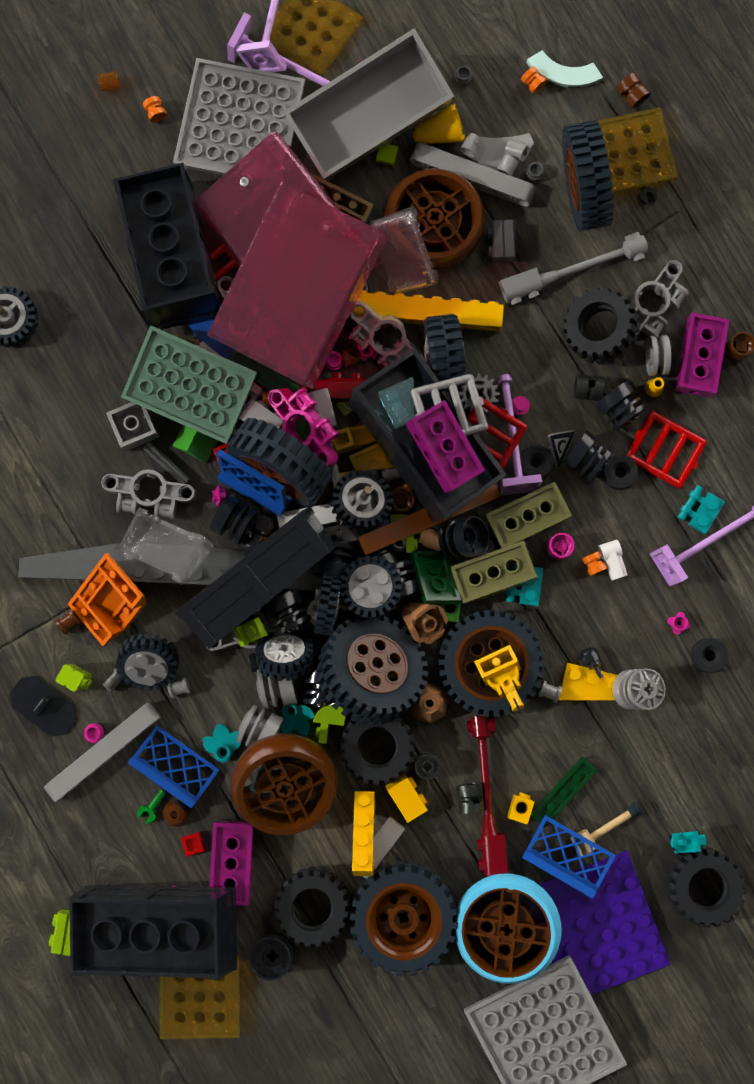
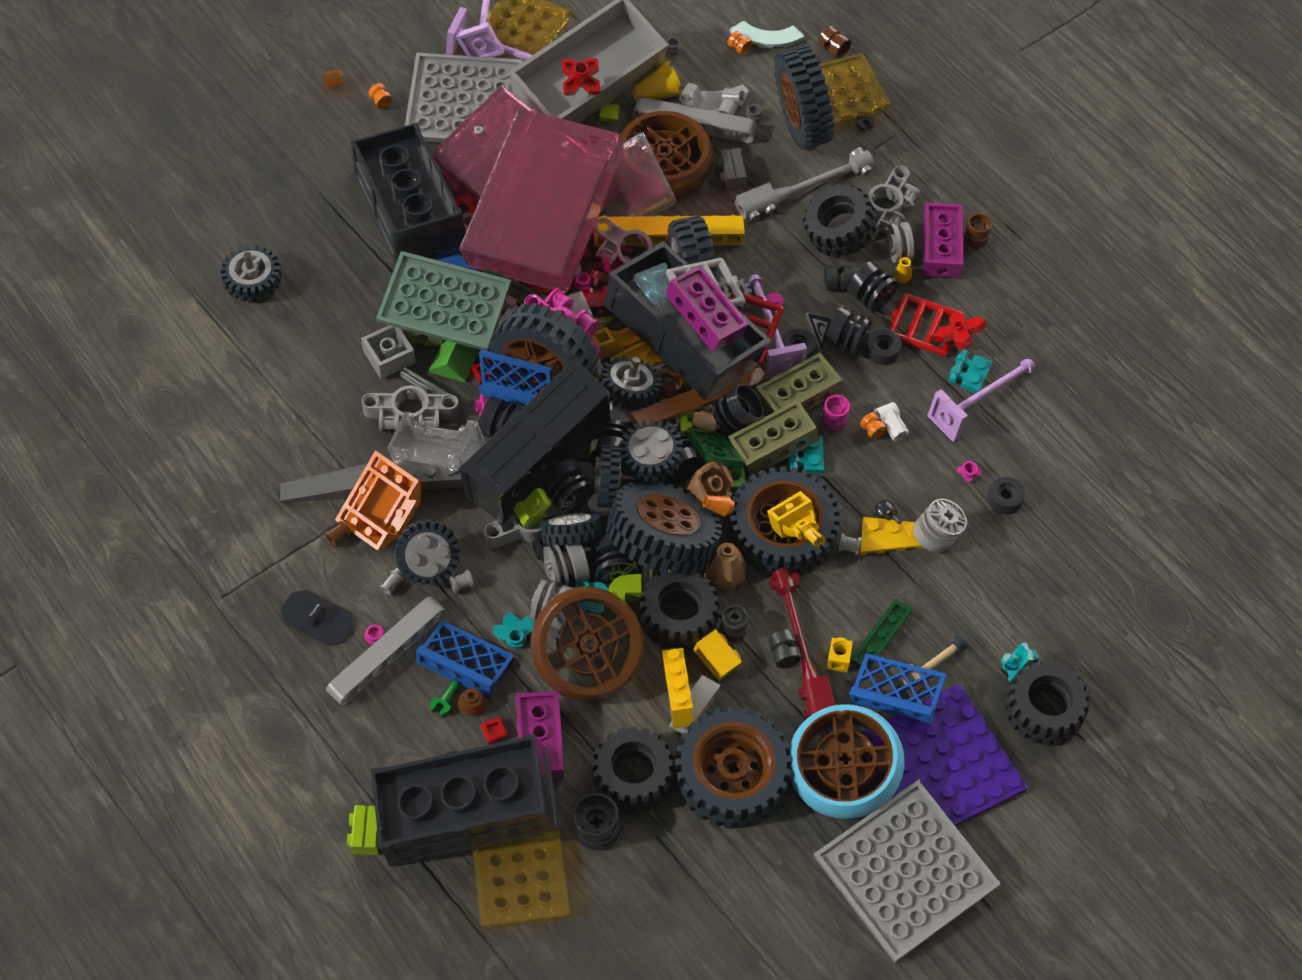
camera: 10 degrees left, 25 degrees down
(74, 678) = (351, 578): lime brick -> none
(350, 120) = (580, 75): none -> red plant
(429, 648) = (719, 504): none -> orange cone
(699, 468) = (960, 330): none -> red plant

